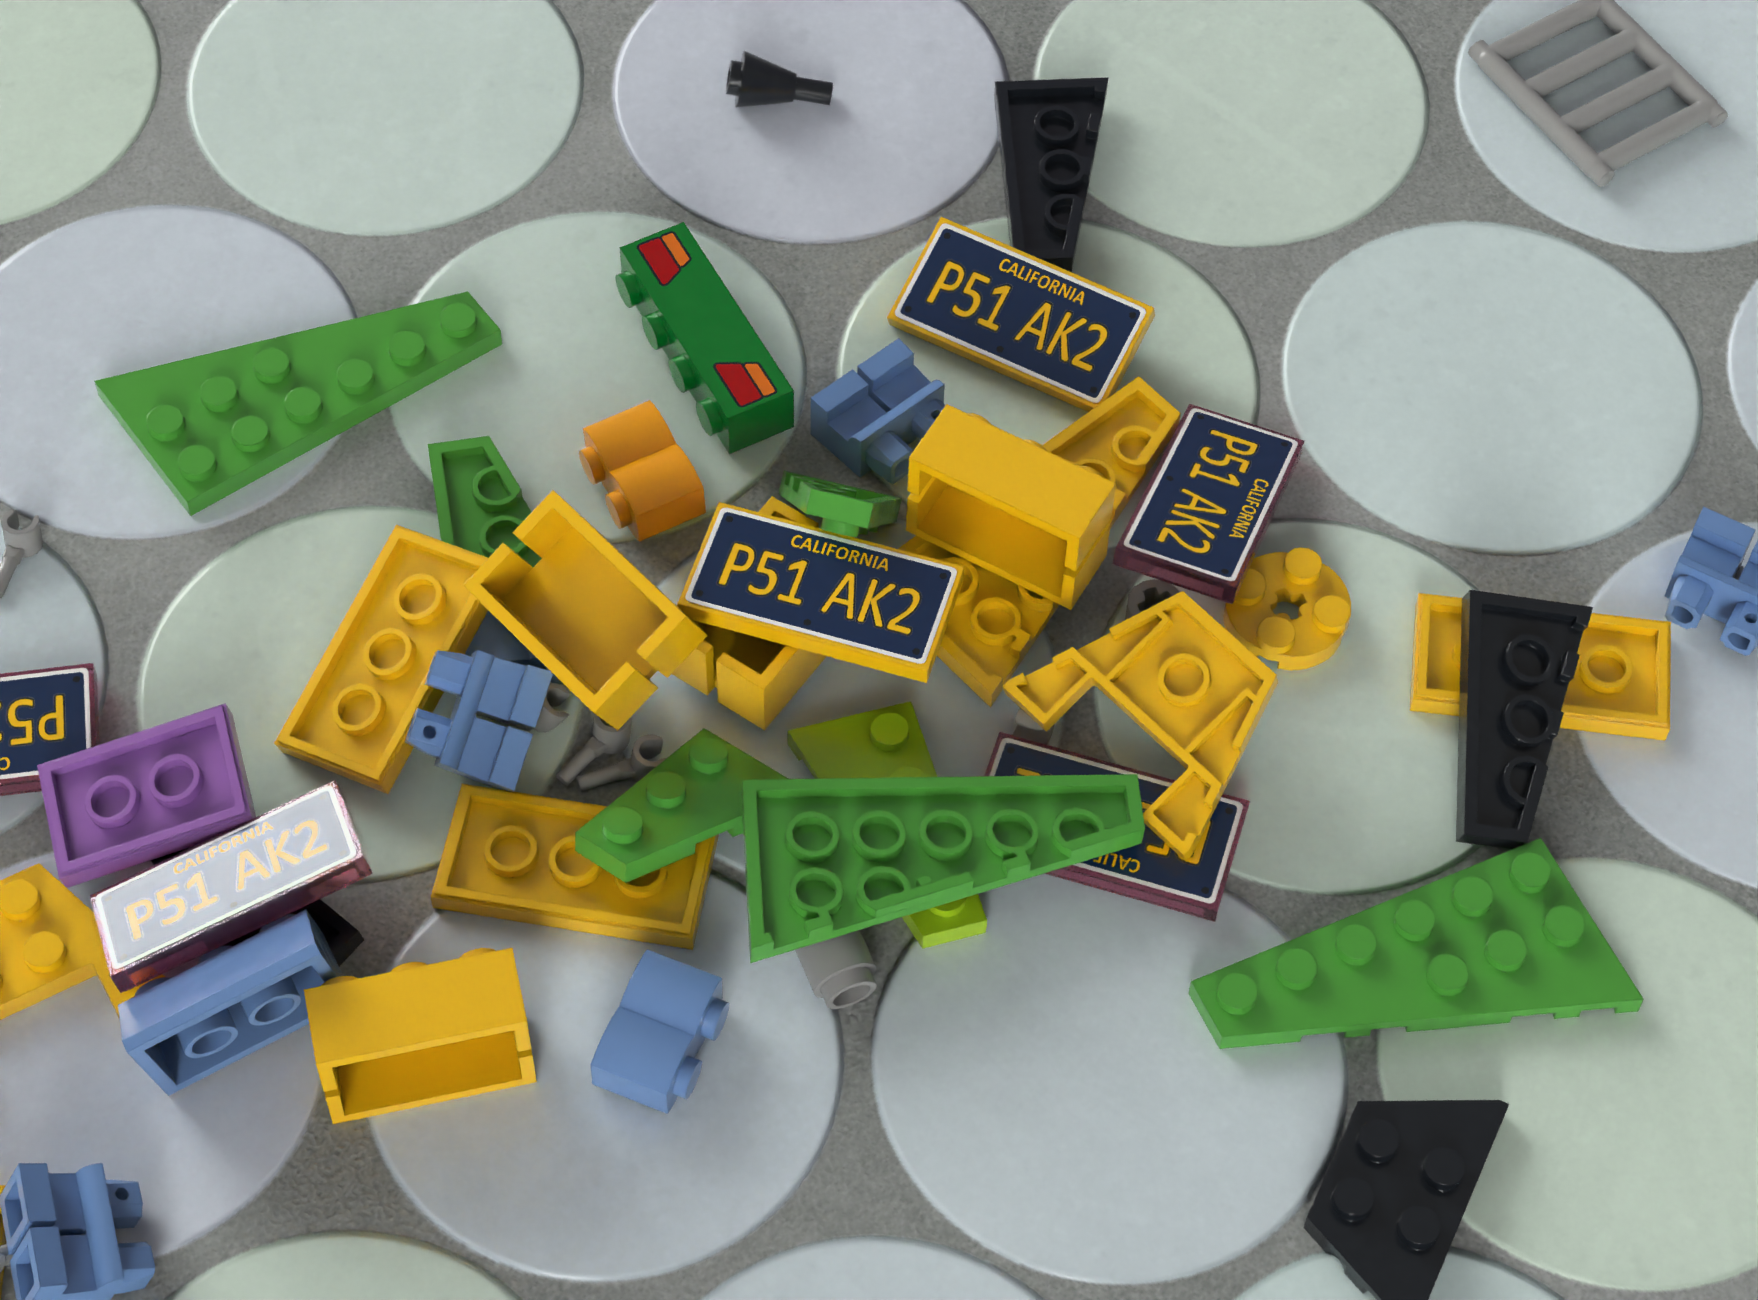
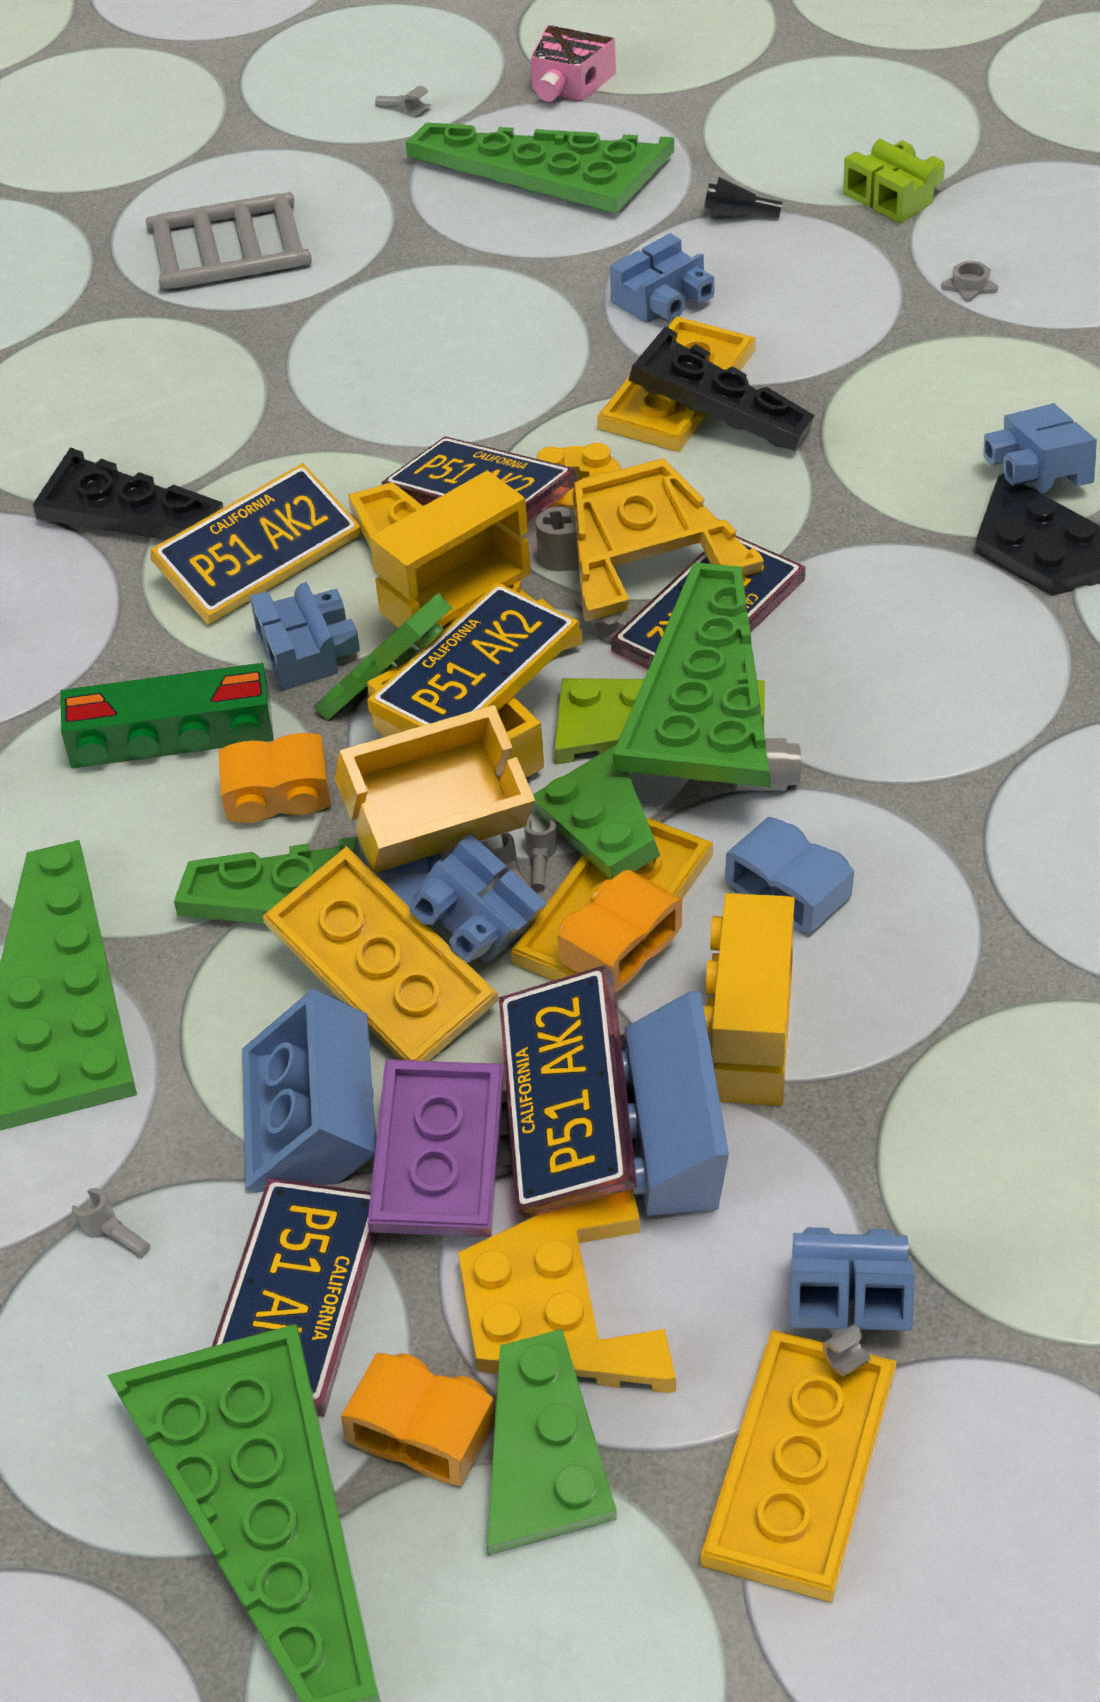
camera: 65 degrees left, 10 degrees down
(204, 660) = (308, 1095): none -> medium blue slope
(493, 873) = (620, 927): none -> light orange brick
(1440, 957) = (878, 486): bright green wing -> none
(1566, 1142) = (1042, 447): none -> medium blue hips

